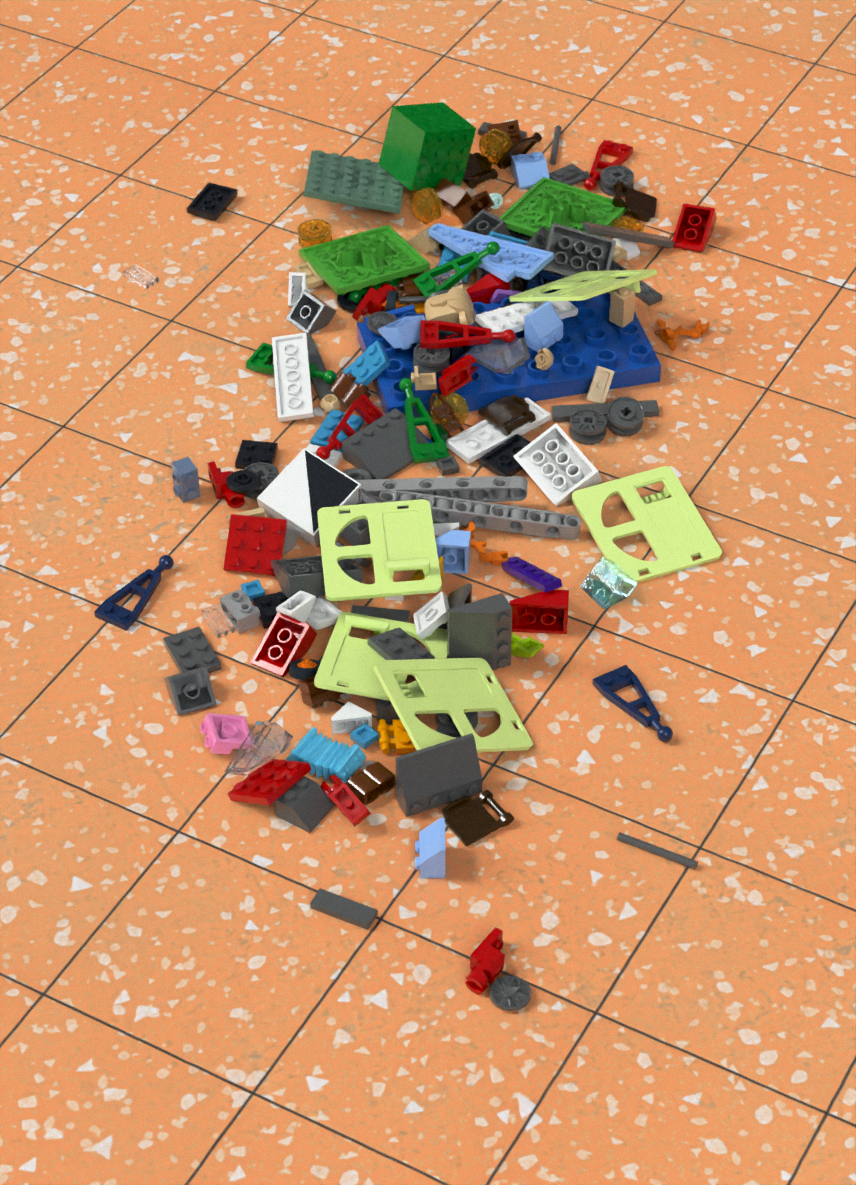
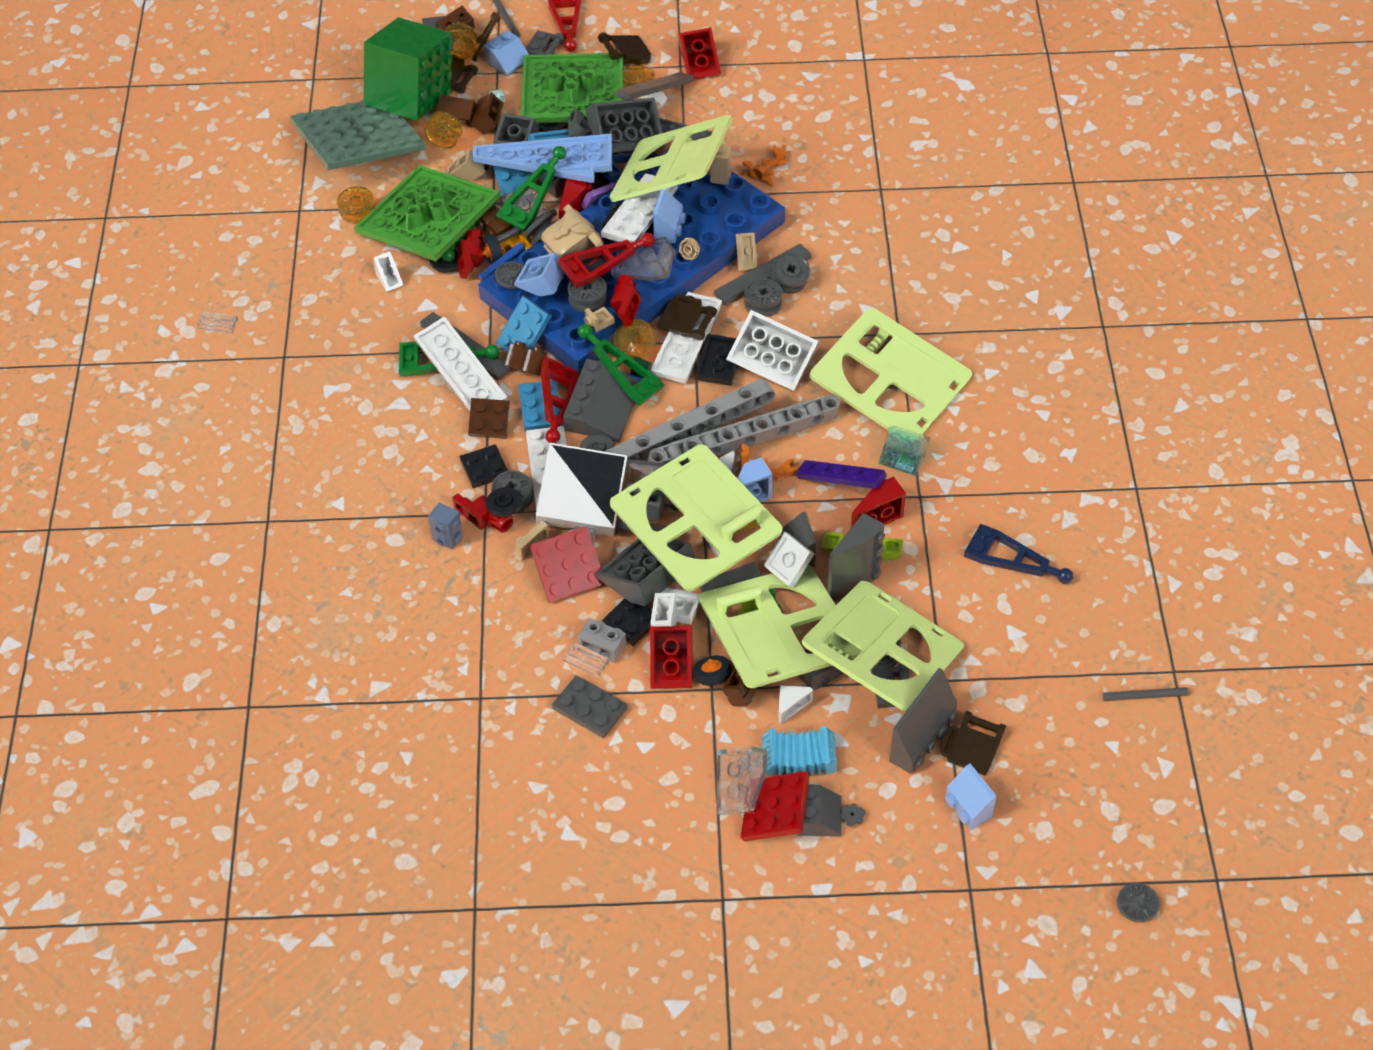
camera: 30 degrees left, 10 degrees up
(122, 617) = (486, 701): dark blue plate -> none
(190, 690) = (622, 747): dark grey slope -> none
(212, 201) = (225, 209): black plate -> none
(224, 732) = (690, 775): bright pink plate -> none
(253, 589) = (596, 610): dark azure plate -> none
(286, 422) = (488, 418): none -> reddish brown plate
(310, 313) = (419, 291): dark grey slope -> none
(312, 278) = (377, 247): tan plate -> none
(330, 402) = (510, 379): tan plate -> none
(330, 820) = (854, 810): none -> dark grey plant
(344, 909) = (934, 898): dark grey tile -> none
(345, 800) = (857, 789): red plate -> none
(364, 736) = (815, 712): dark azure plate -> none
(371, 782) = (860, 757): reddish brown brick -> none
(398, 646) = (789, 609): dark grey plate -> none
(401, 741) = (846, 692): light orange plate -> none
(443, 411) = (636, 342): reddish brown piece -> none
(447, 465) = (668, 394): dark grey tile -> none
(486, 962) = (1099, 884): red plate -> none
(613, 174) = (588, 30): dark grey wheel -> none

